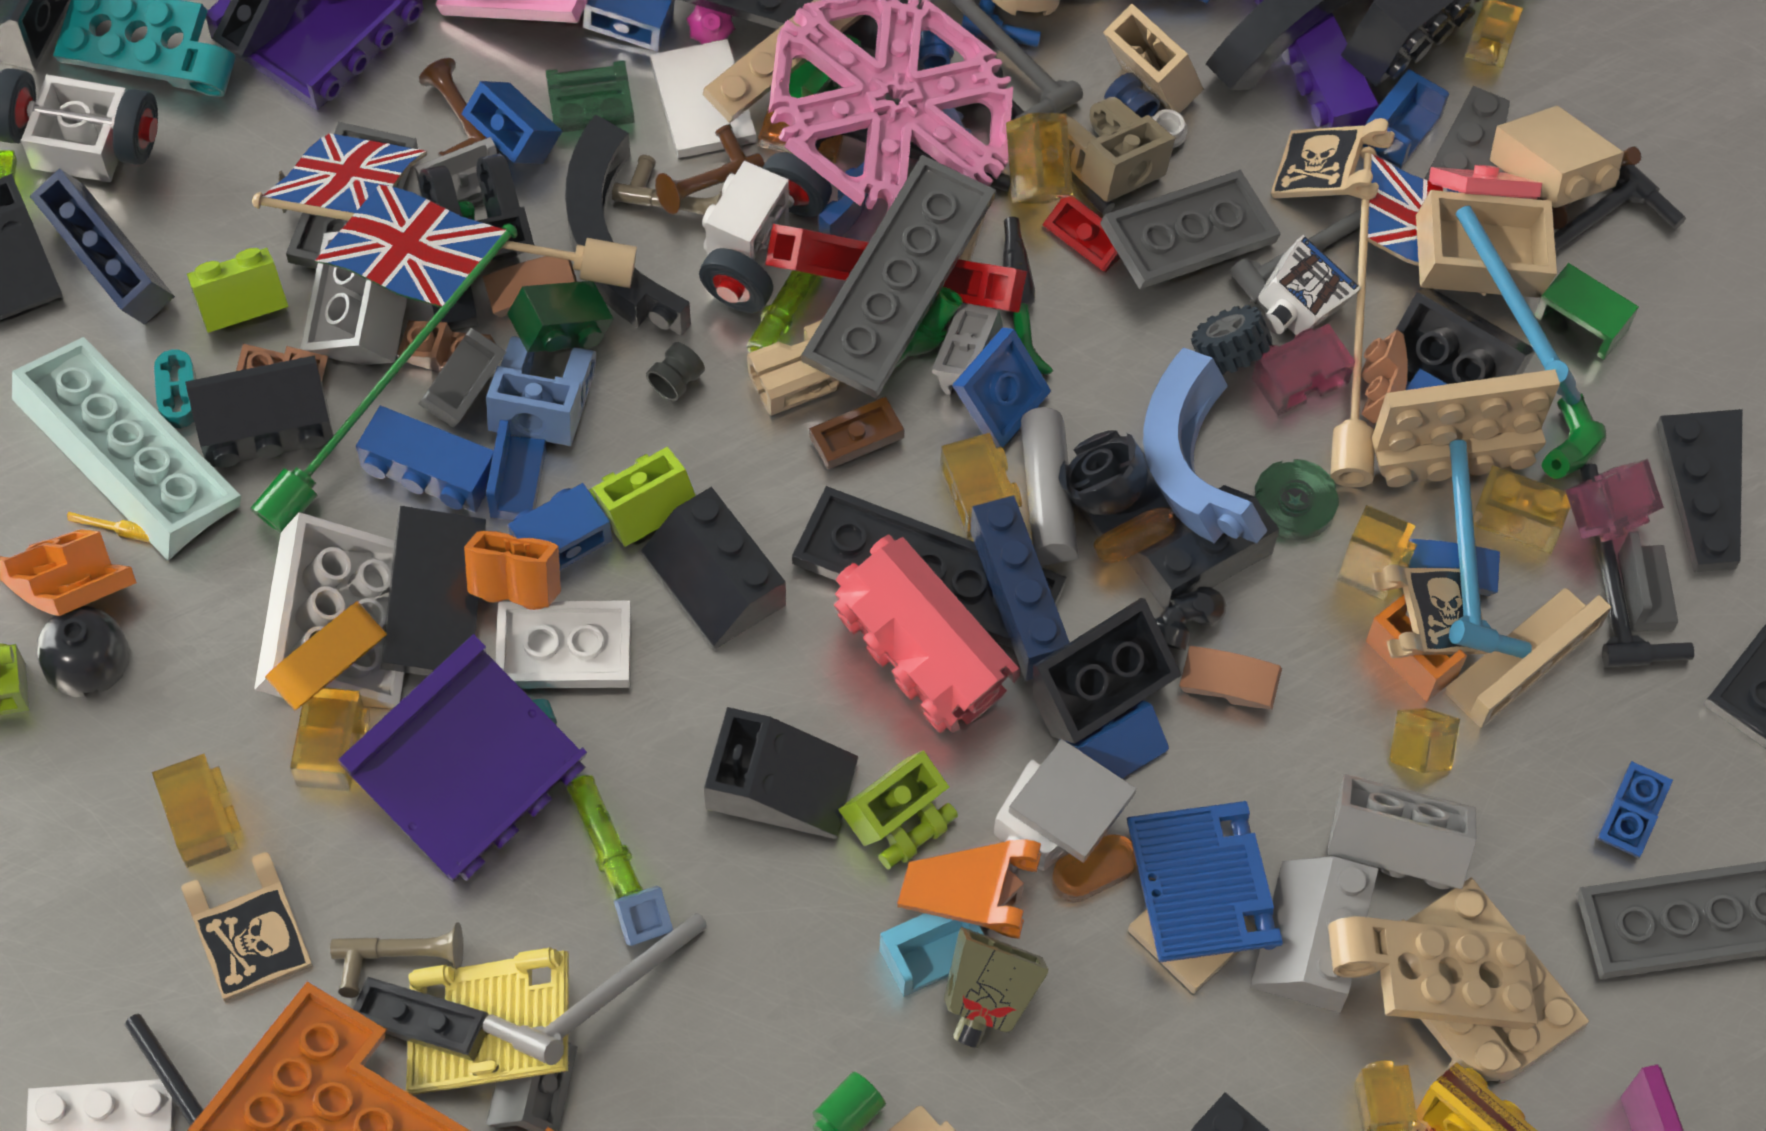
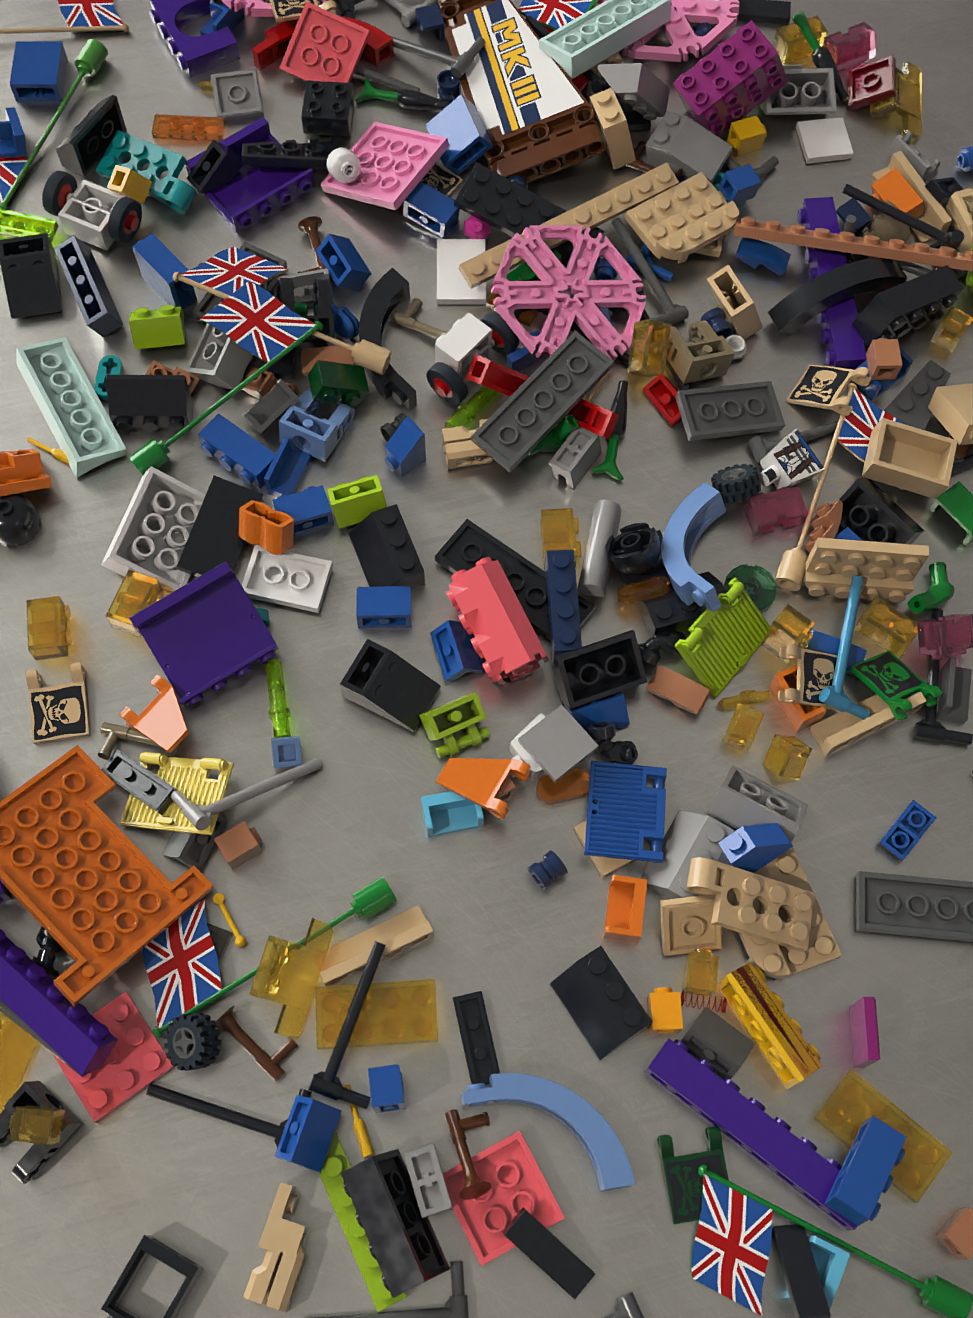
camera: 15 degrees right, 5 degrees up
(127, 66) = (129, 184): none -> yellow brick
(220, 198) = (157, 269): none -> blue brick
(325, 655) = (142, 554): light orange beam -> none
(427, 911) = (161, 719): none -> flag
(545, 218) = (345, 322): none -> blue arm
(576, 107) = (404, 262): clear green plate -> none
(609, 1078) = (239, 844): none -> nougat brick
(672, 191) = (425, 322): reddish brown piece -> none
(699, 395) = (405, 448): none -> blue slope
(735, 653) = (384, 607): none -> blue panel
(856, 433) = (494, 490): reddish brown plate -> none
(866, 695) = (455, 650): none -> blue panel
(990, 985) = (478, 844): olive torso -> none
(1001, 386) = (587, 482): blue plate -> none
(1107, 1001) = (544, 872): none -> dark blue wheel
(1163, 793) = (617, 751): none -> black arm
(1243, 1030) = (625, 908): none -> orange panel
(1281, 582) = (724, 638): none -> lime window
(1334, 667) = (745, 697): none -> clear yellow piece
(1345, 711) = (743, 727): none -> clear yellow brick
(1349, 1029) = (688, 925): none -> tan tile
(1406, 100) = (884, 359): none -> nougat brick
(1418, 883) = (755, 846): none -> blue slope
(1485, 181) = (919, 419): coral plate -> none
(1518, 305) = (935, 554): dark azure bar -> none
(1555, 590) = (894, 682): none -> green flag

